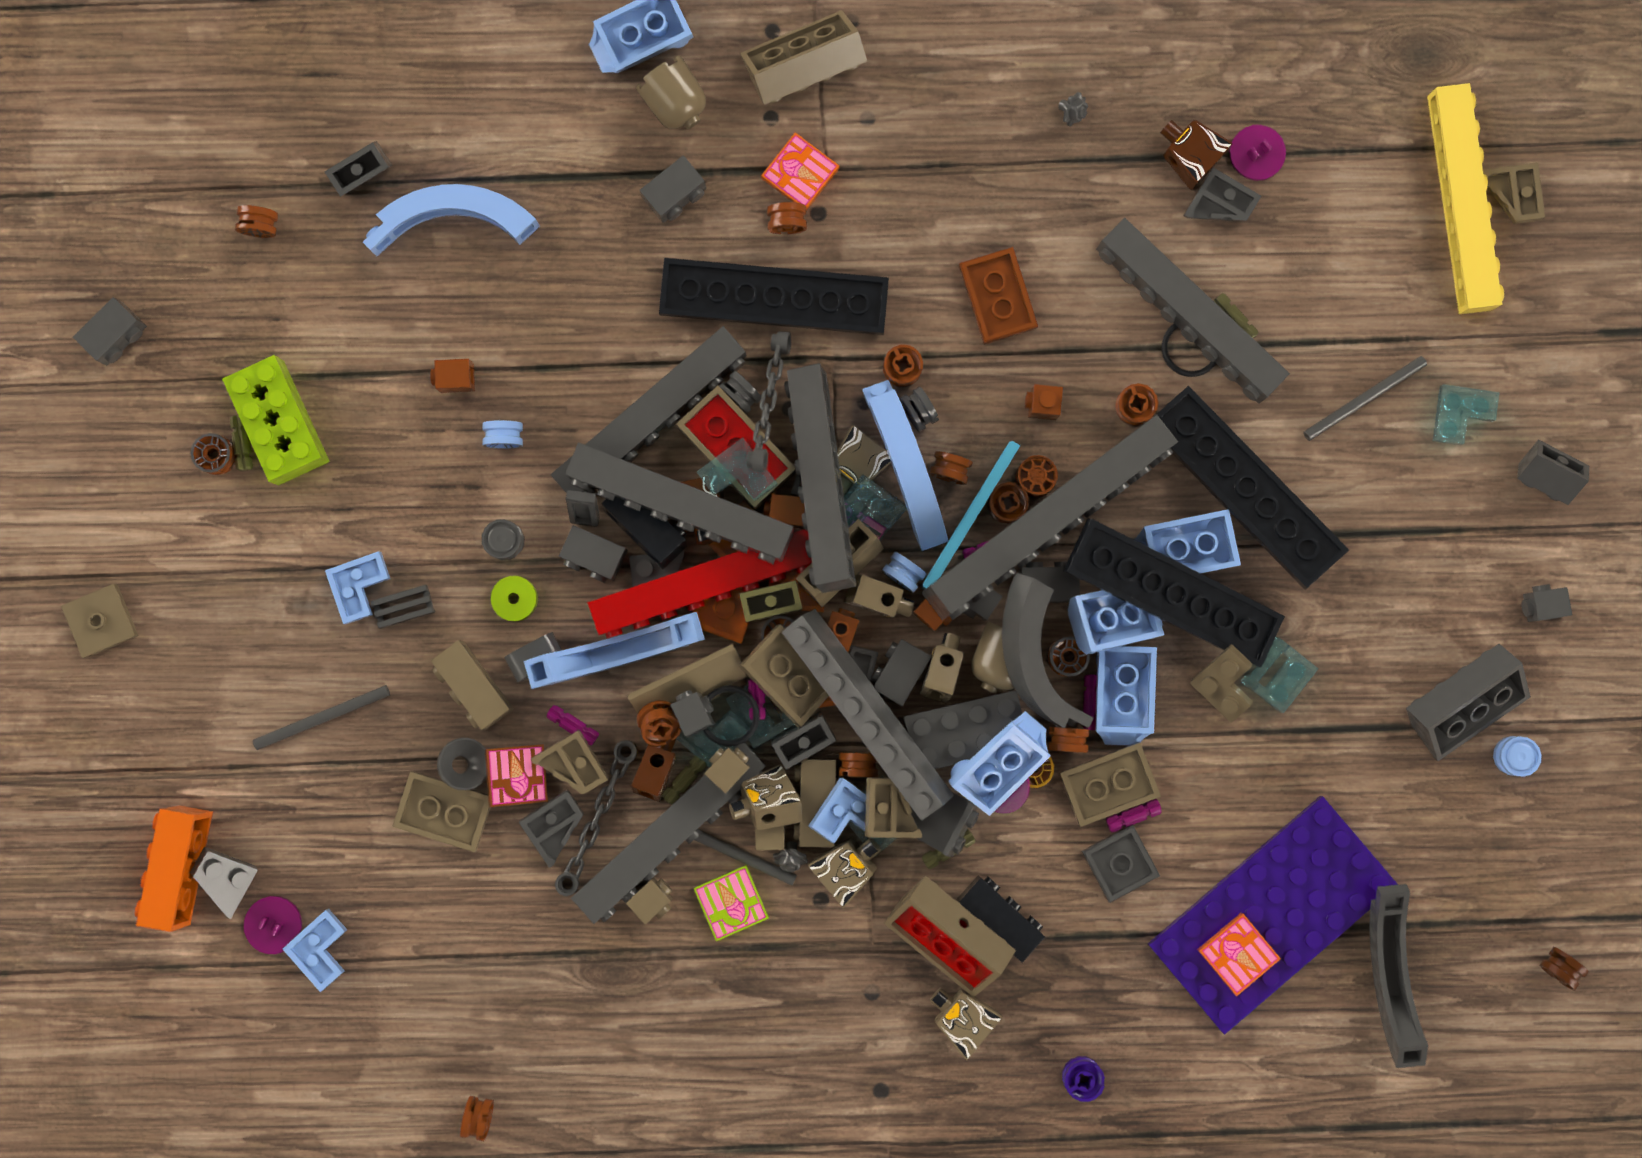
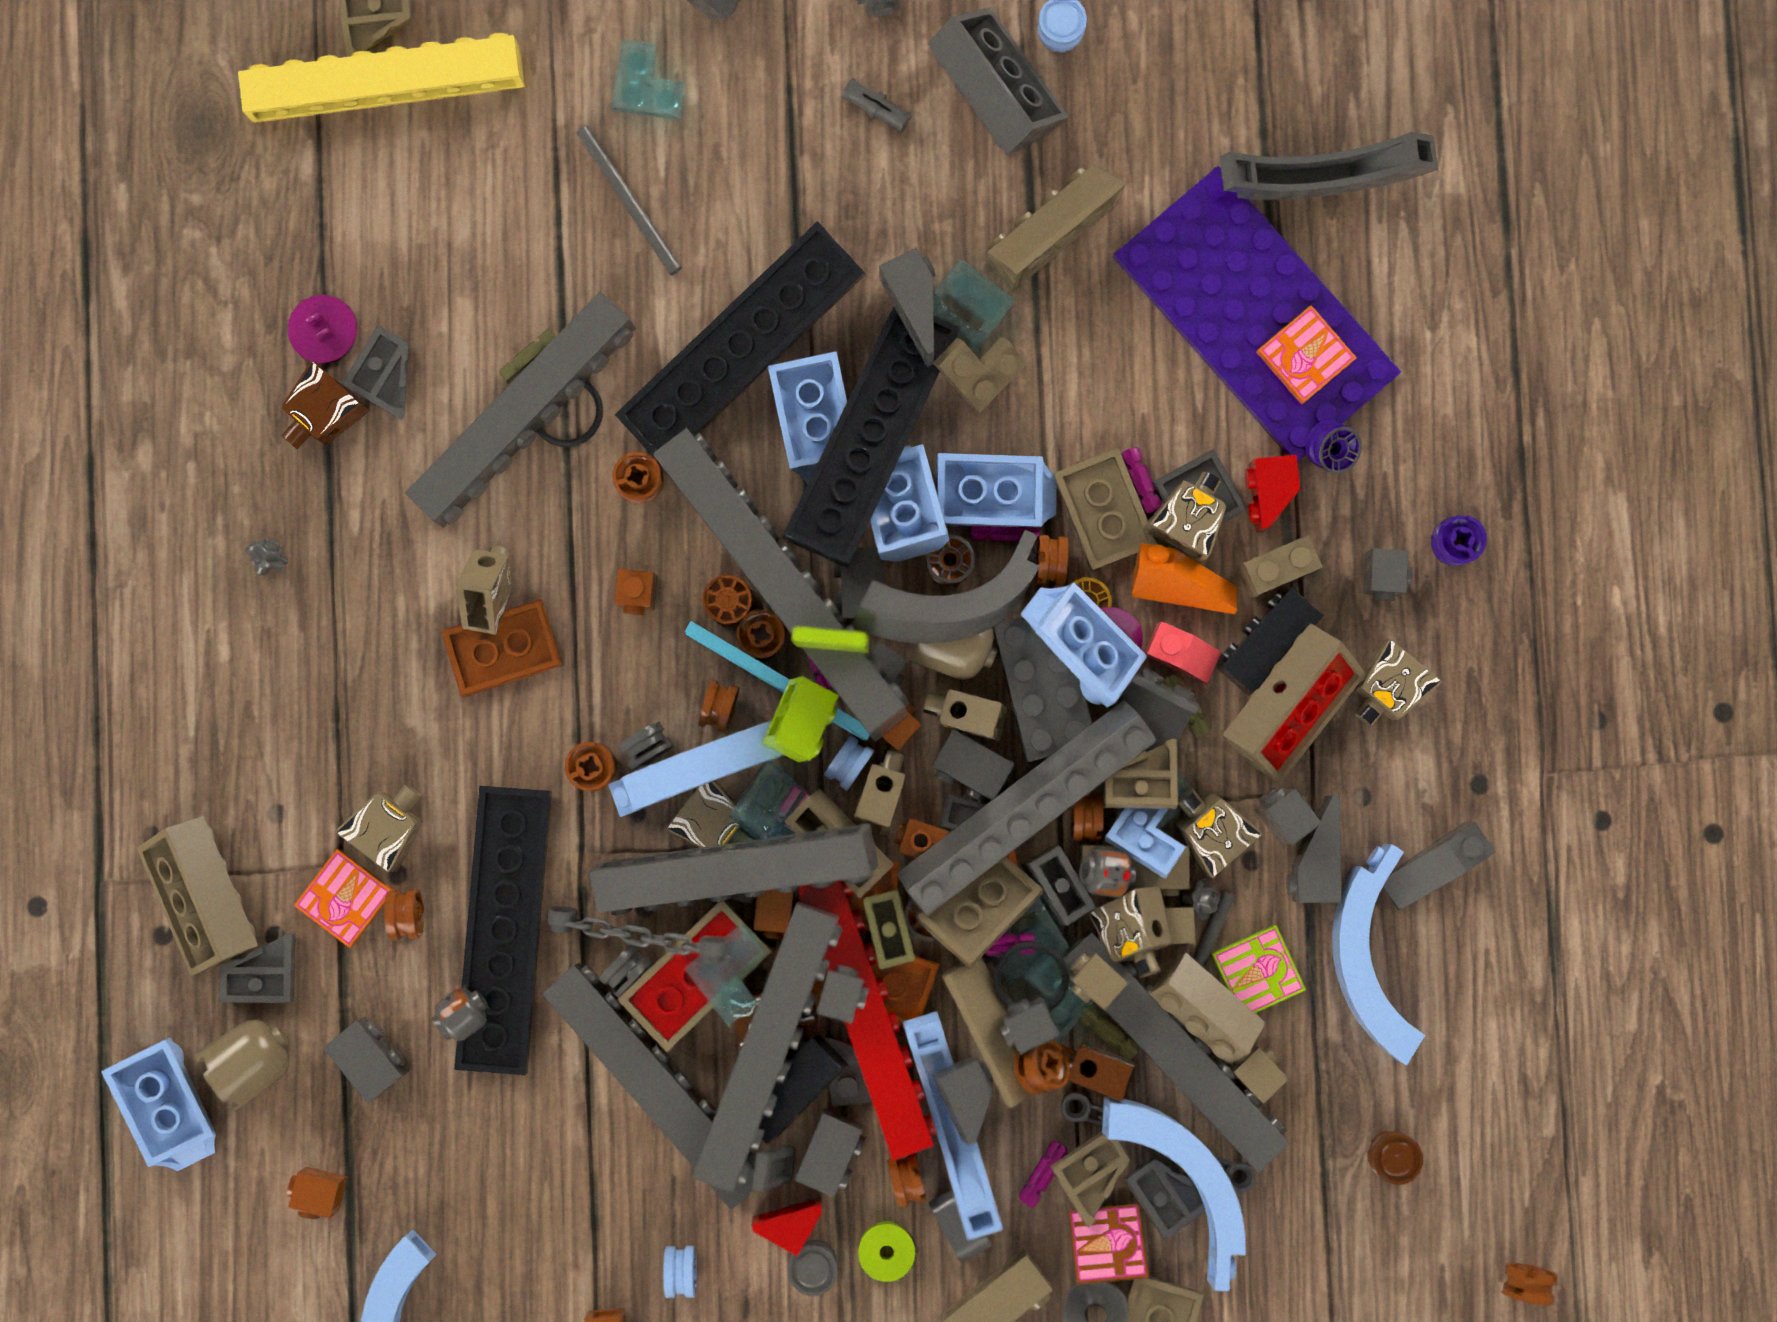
camera: 90 degrees left, 0 degrees up
(536, 520) = (789, 1225): none -> red slope
(570, 150) = (316, 1193): none -> dark orange brick
(570, 614) = (907, 1180): none -> dark orange wheel
(580, 1011) = (1395, 1157): none -> reddish brown wheel
(606, 815) = (1150, 1127): none -> light blue arch
(637, 662) = (966, 1095): none -> dark grey slope
(702, 859) = (1207, 1008): none -> dark tan brick
(708, 262) = (460, 1014): none -> dark grey head
(720, 562) = (842, 994): none -> dark grey brick
(739, 981) = (1354, 961): none -> light blue arch
(740, 107) = (261, 975): none -> dark grey wing
(813, 779) = (1107, 872): none -> dark grey head
(815, 1052) = (1438, 864): none -> dark grey slope
(818, 954) = (1318, 862): none -> dark grey slope
(856, 202) = (384, 827): none -> dark tan torso
(858, 928) = (1287, 815): none -> dark grey brick
(940, 532) = (801, 719): none -> lime brick
(991, 846) = (1182, 652): none -> coral slope
(1006, 554) = (831, 639): none -> lime tile
(1046, 281) = (488, 575): none -> dark tan torso
(1052, 842) = (1175, 578): none -> orange slope
(1055, 1017) = (1386, 573): none -> dark grey brick
(1062, 928) = (1279, 566): none -> dark tan brick
(1103, 853) = (1190, 517): none -> dark tan torso
(1129, 924) = (1273, 486): none -> red slope
(1165, 985) = (1345, 443): none -> dark purple wheel
(1290, 627) = (910, 289): none -> dark grey slope
(1346, 747) = (1054, 225): none -> dark tan slope
(1446, 601) = (876, 105): none -> dark grey pin

